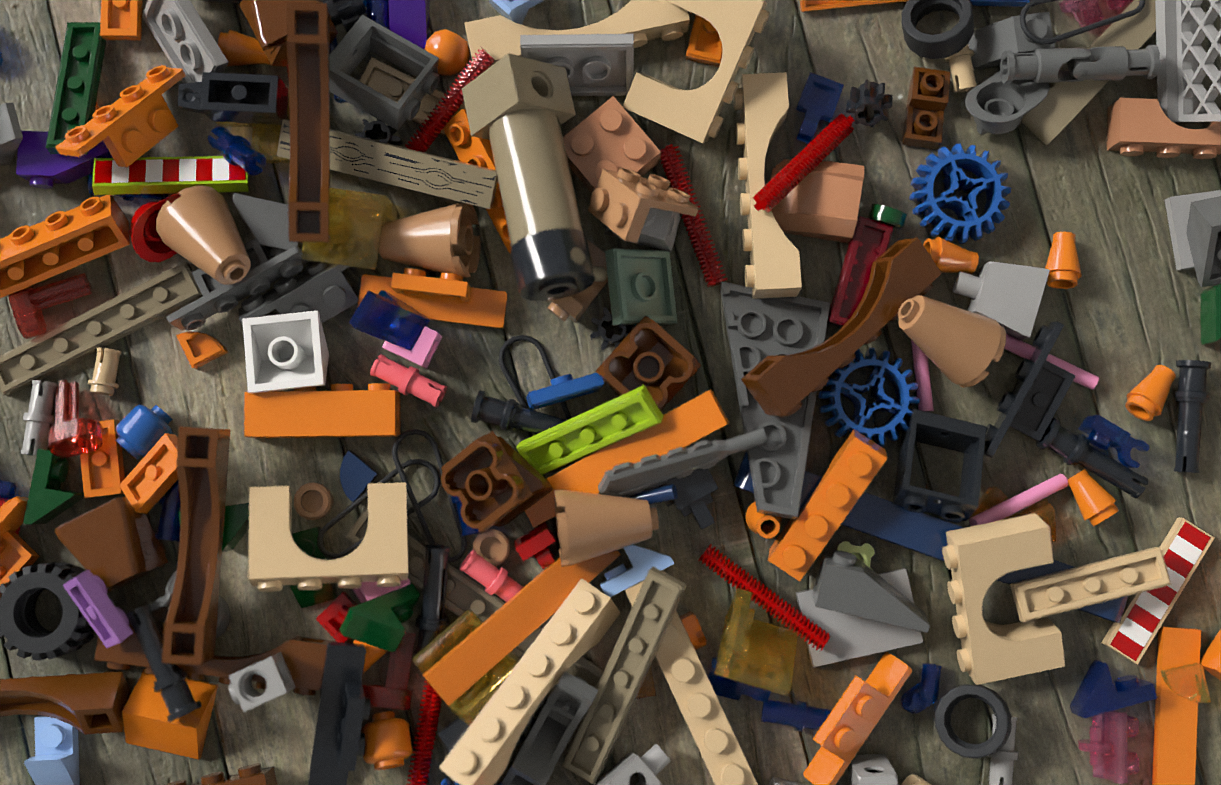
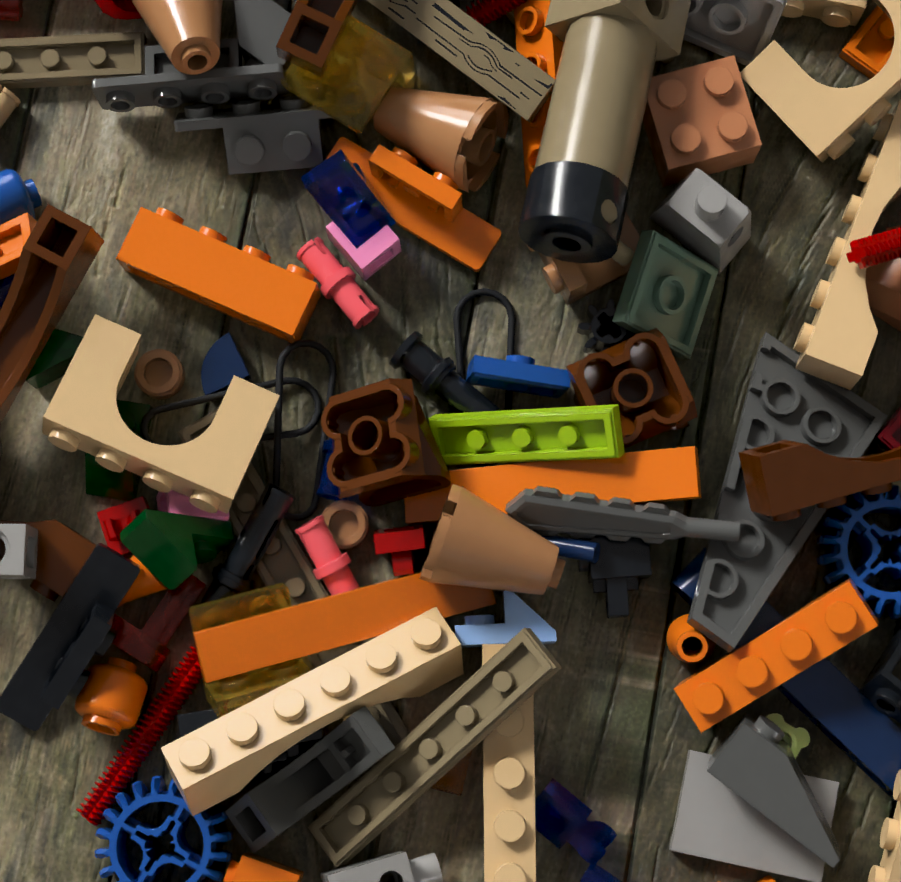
camera: 30 degrees right, 5 degrees down
(200, 348) = (113, 138): orange tile -> none
(285, 352) = (210, 181): white slope -> none
(626, 197) = (694, 175): medium nougat bracket -> none
(693, 223) = (763, 240): red axle -> none
(693, 630) = (543, 737): orange tile -> none
(755, 649) = (608, 793): clear yellow bracket -> none
(764, 597) = (647, 737): red axle -> none

